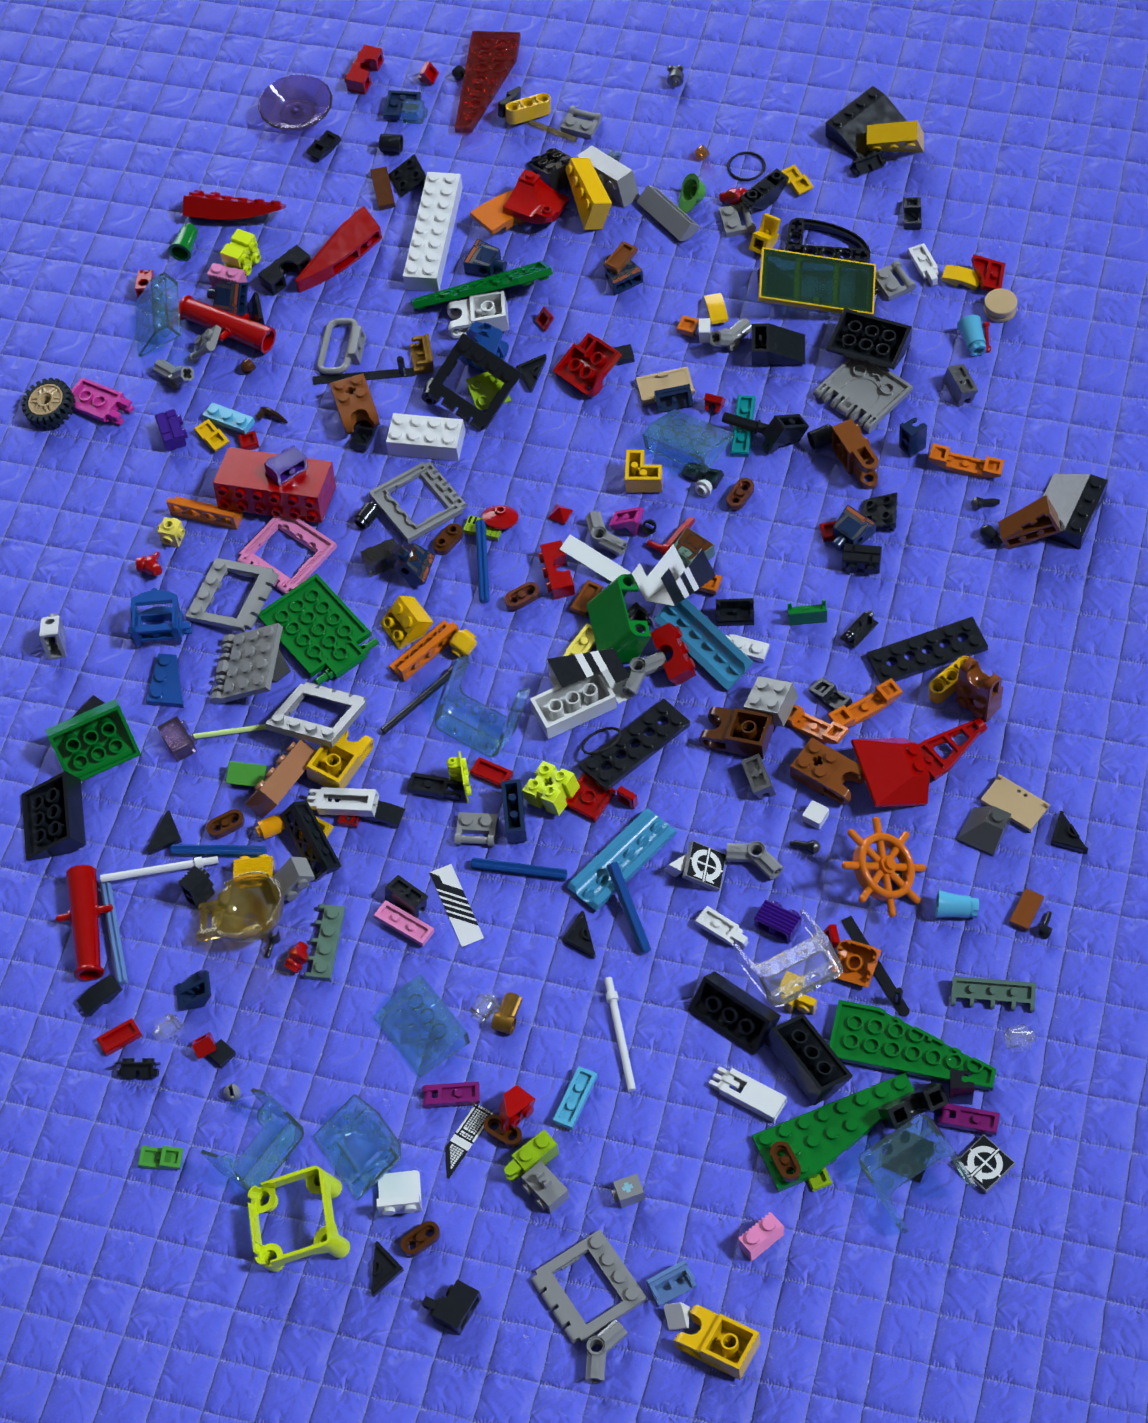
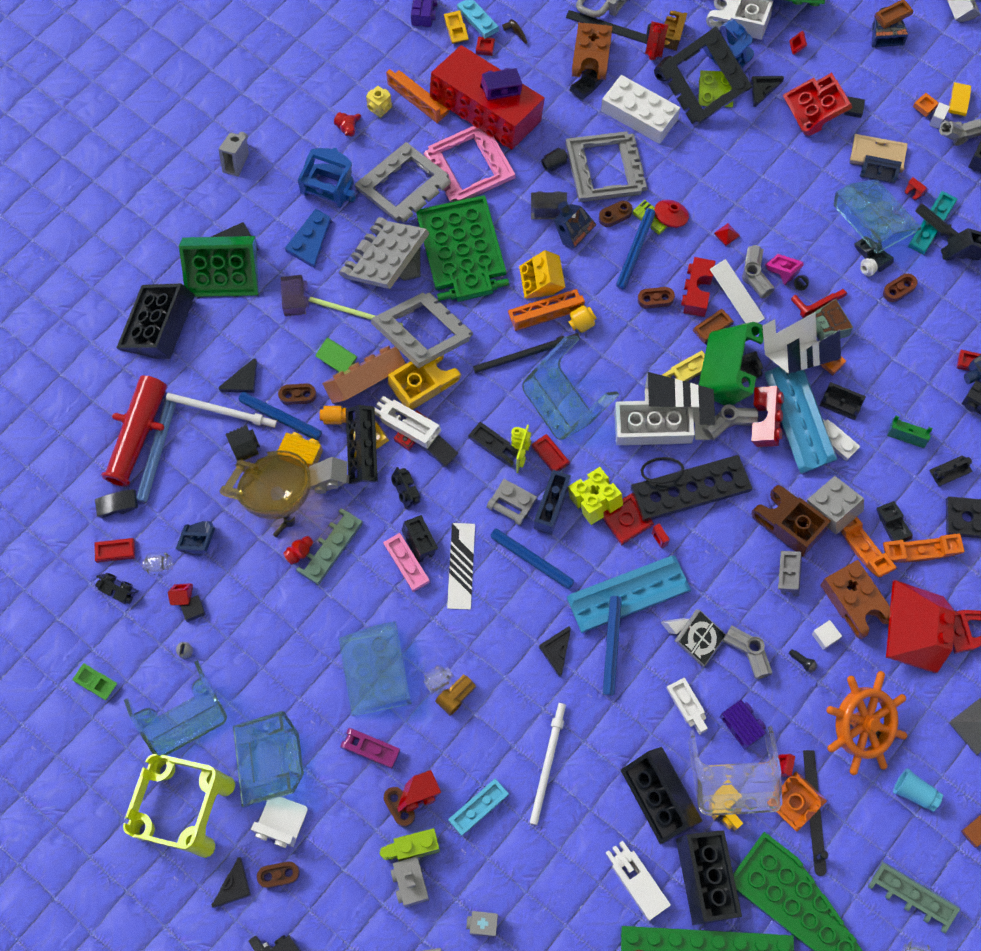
camera: 20 degrees right, 10 degrees up
(365, 857) = (401, 479): none -> black hinge
(411, 369) = (656, 40): none -> red hinge
(465, 1137) = (364, 794): sticker -> none
(641, 476) = (815, 230): yellow brick -> none

